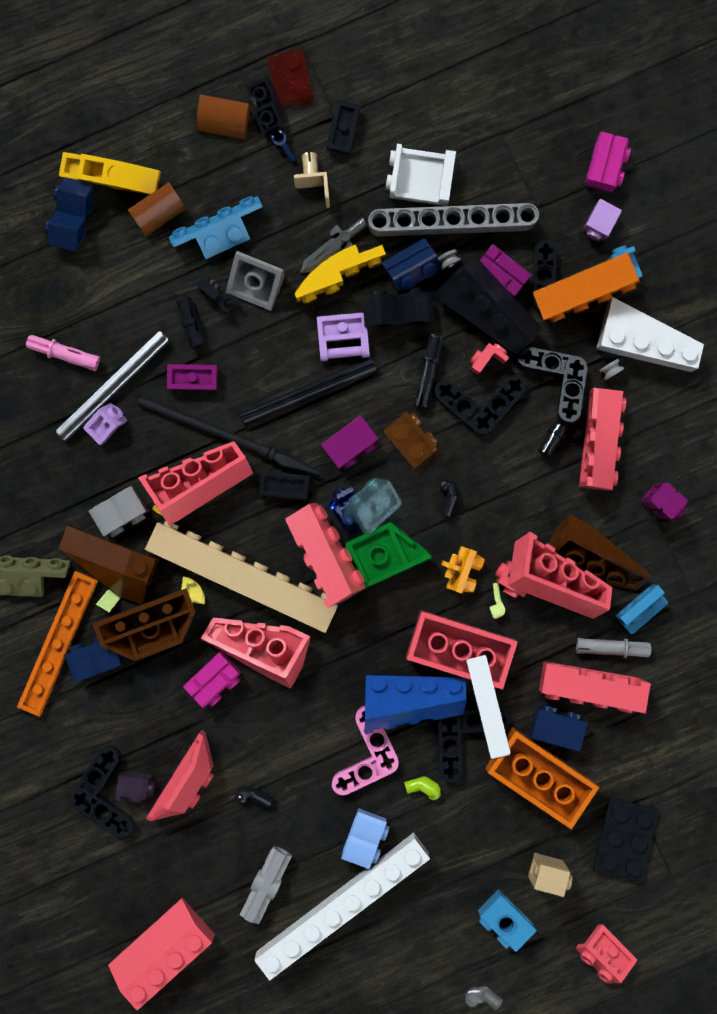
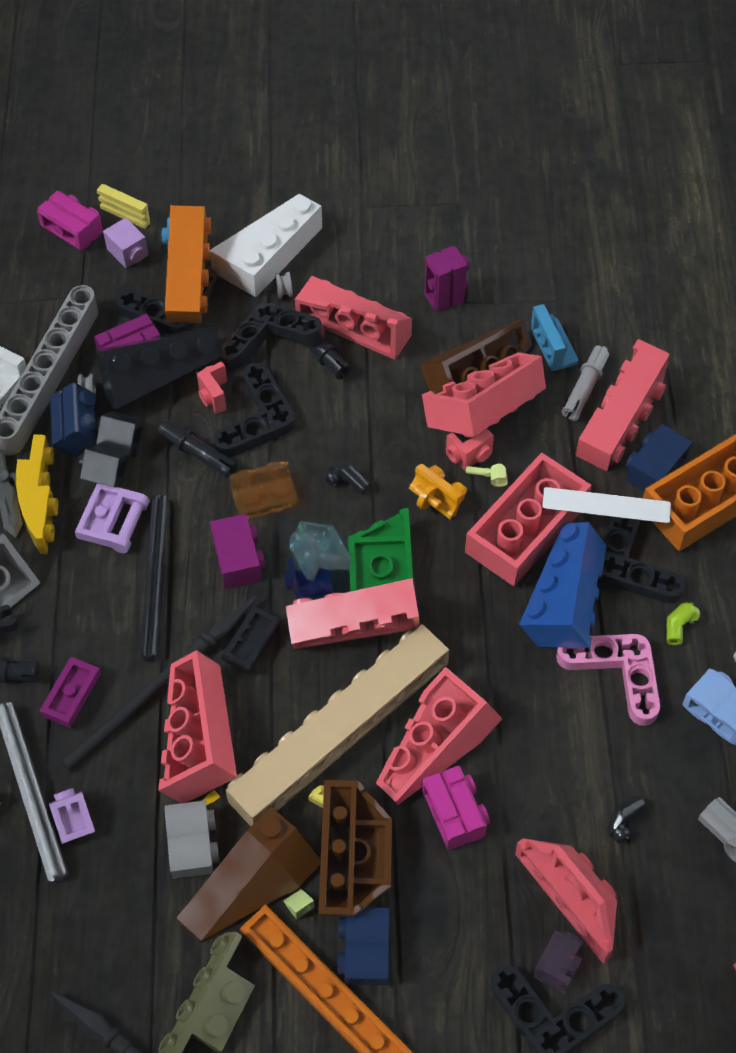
camera: 70 degrees left, 30 degrees down
(640, 198) = (123, 206): none -> light yellow tile

